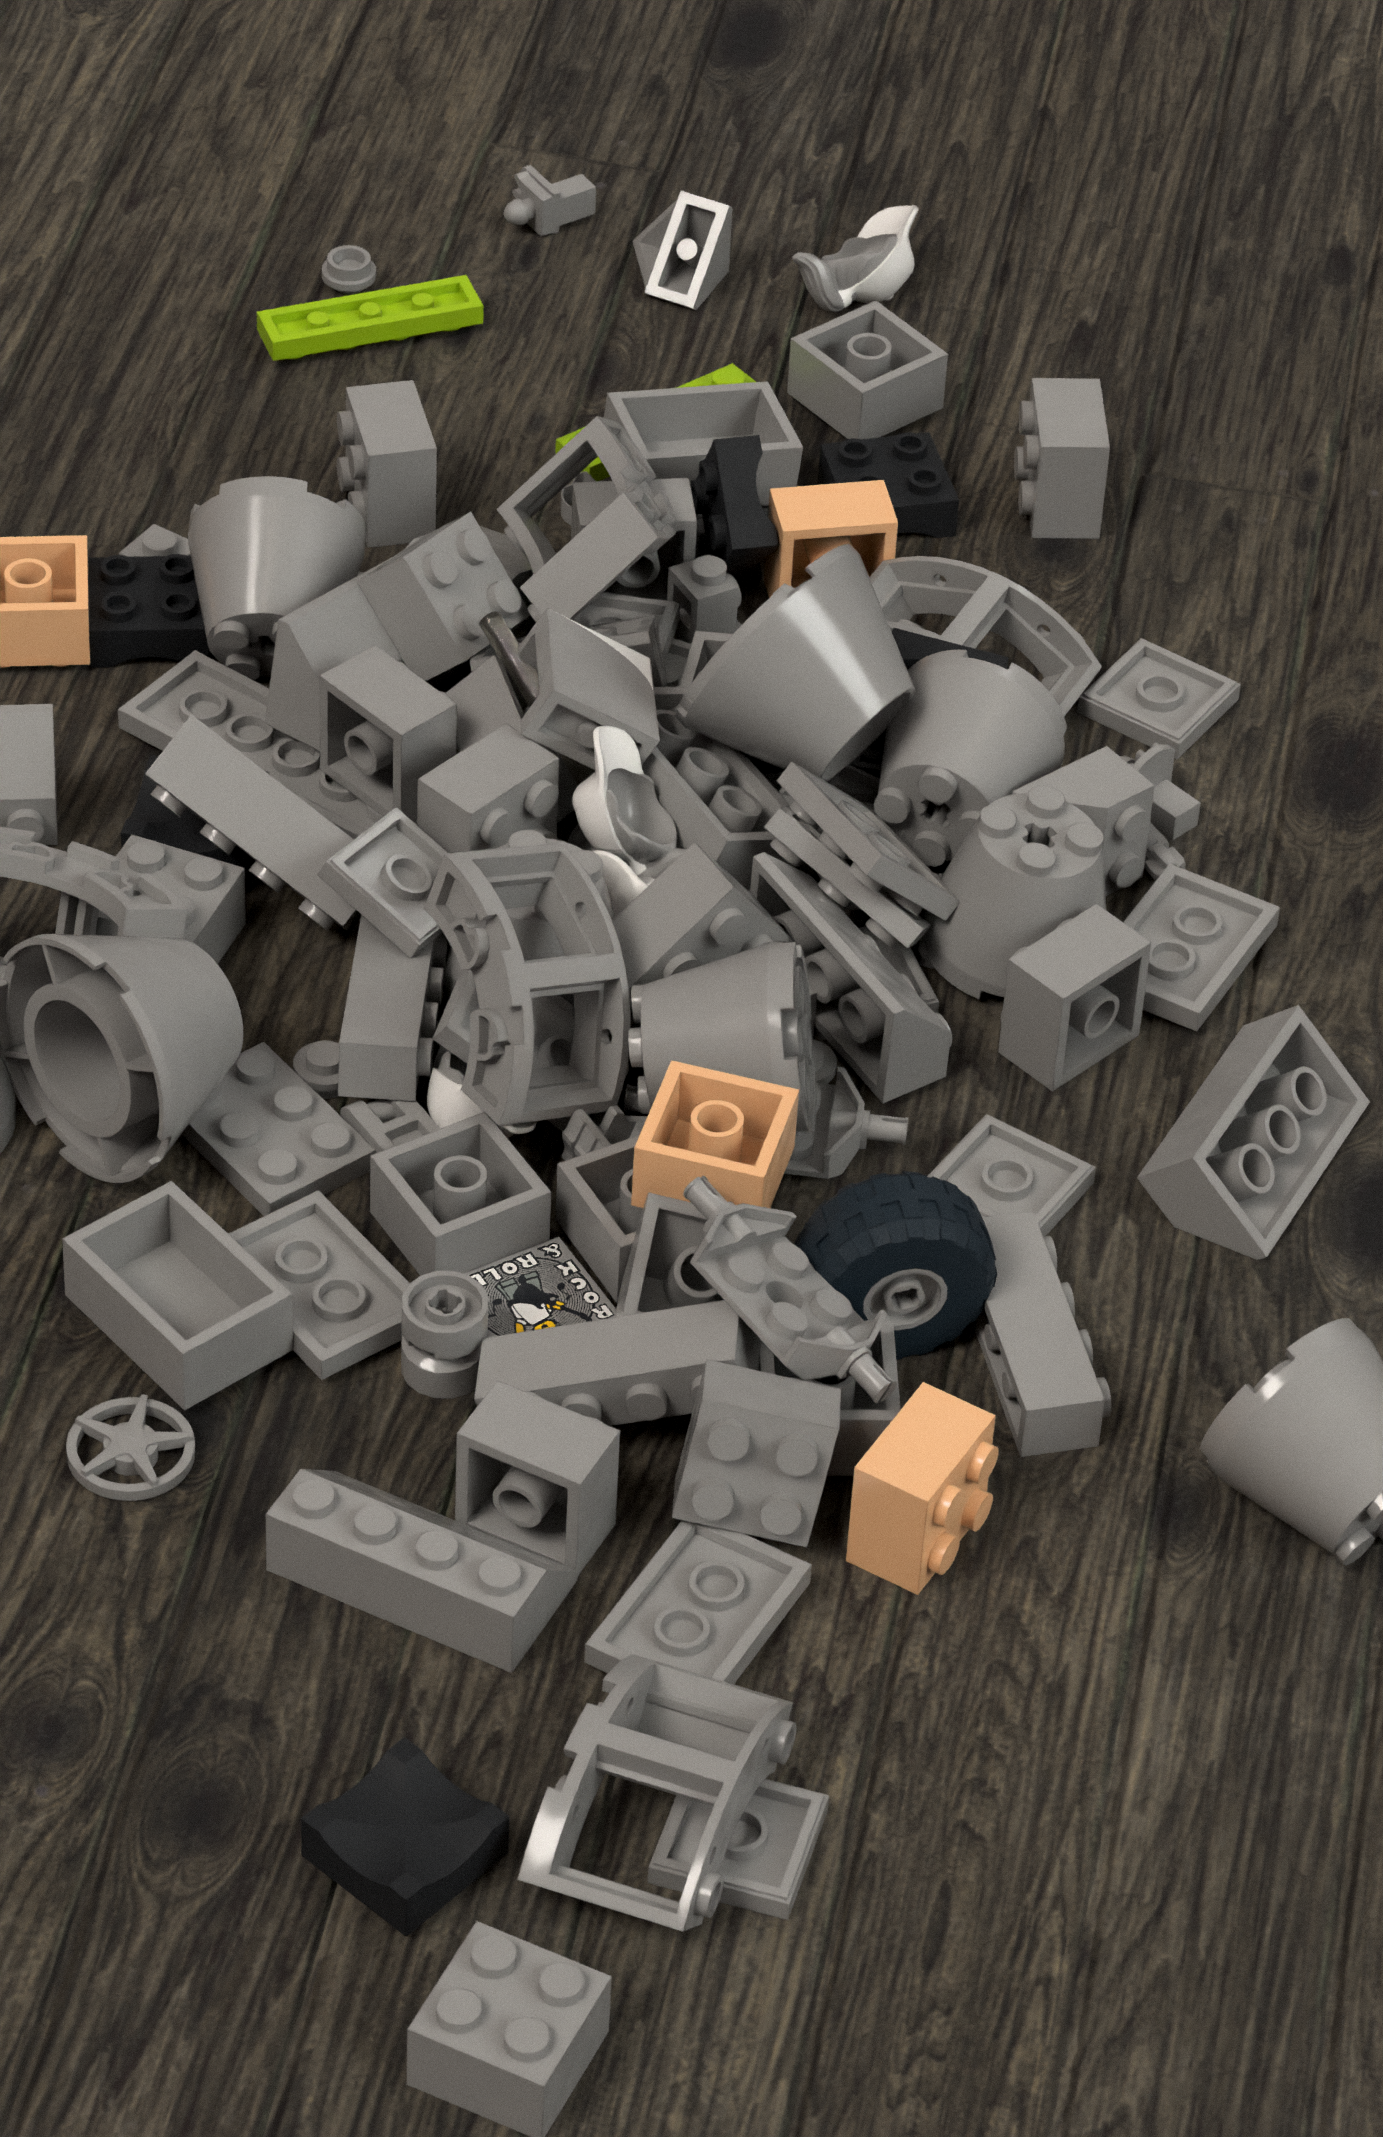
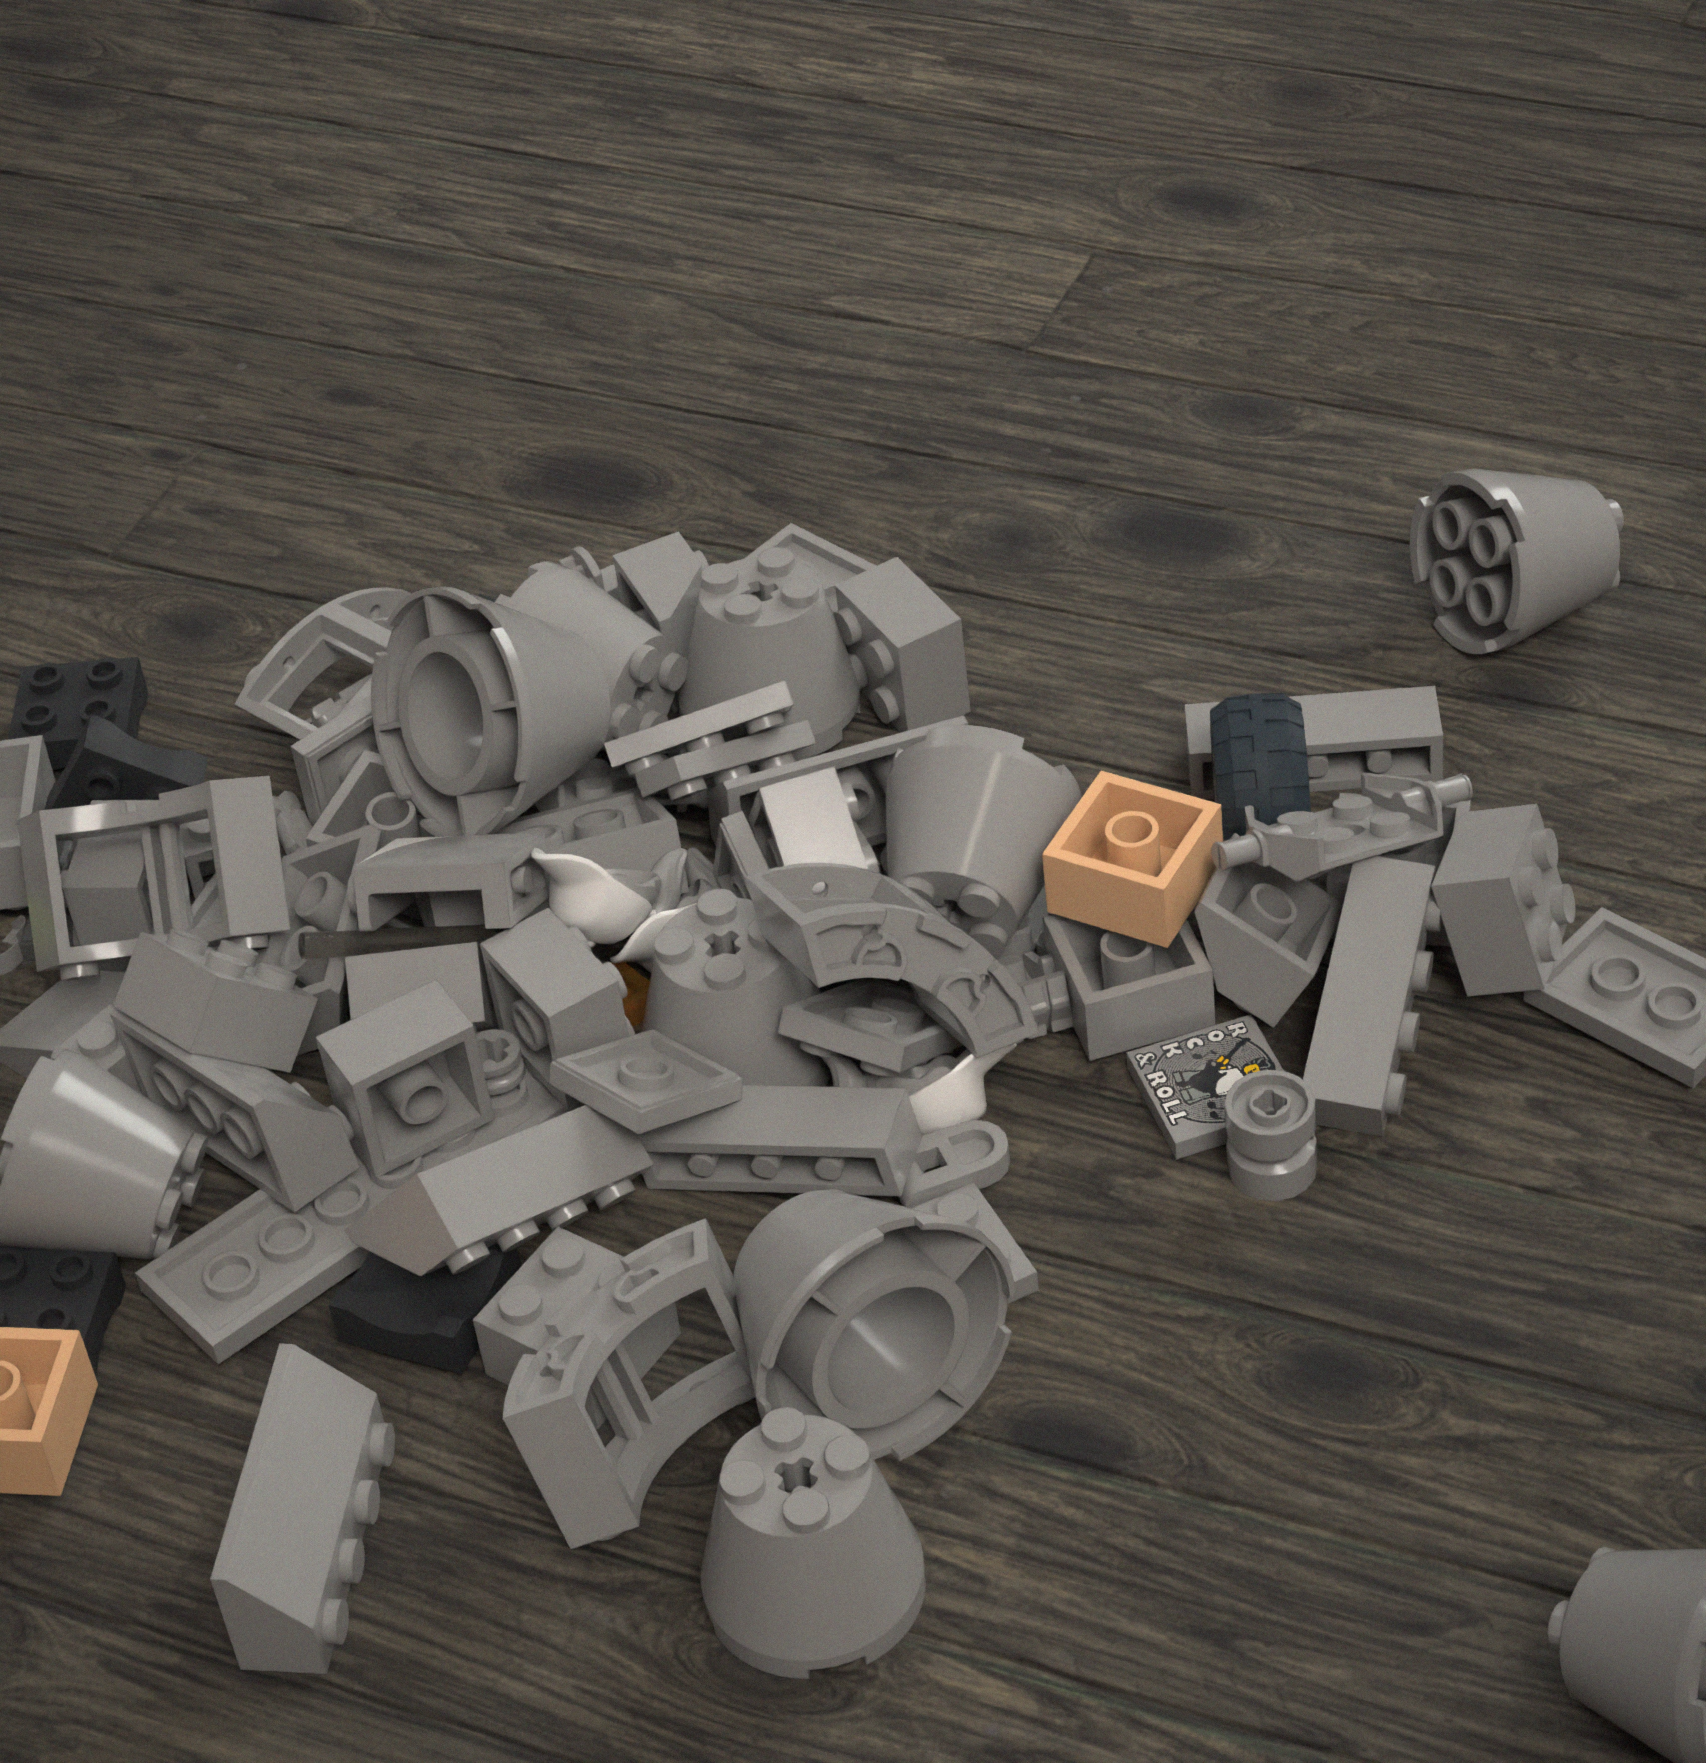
camera: 70 degrees left, 0 degrees up
(130, 1448) = (1366, 1417): light grey wheel -> none
(178, 1294) = (1190, 1336): light grey piece -> none
(340, 1283) = (1163, 1239): light grey plate -> none
(413, 1566) = (1567, 1190): light grey slope -> none
(459, 1197) = (1089, 1106): light grey brick -> none
(537, 1475) = (1497, 1069): light grey brick -> none
(824, 517) = (195, 710): light nougat brick -> none
(921, 1489) = (1571, 790): light nougat brick -> none
(1015, 1173) = (1105, 735): light grey tile -> none
(1063, 458) = (116, 571): light grey brick -> none
(1158, 697) = (455, 559): light grey tile -> none
(1255, 1136) = (1078, 579): light grey slope -> none

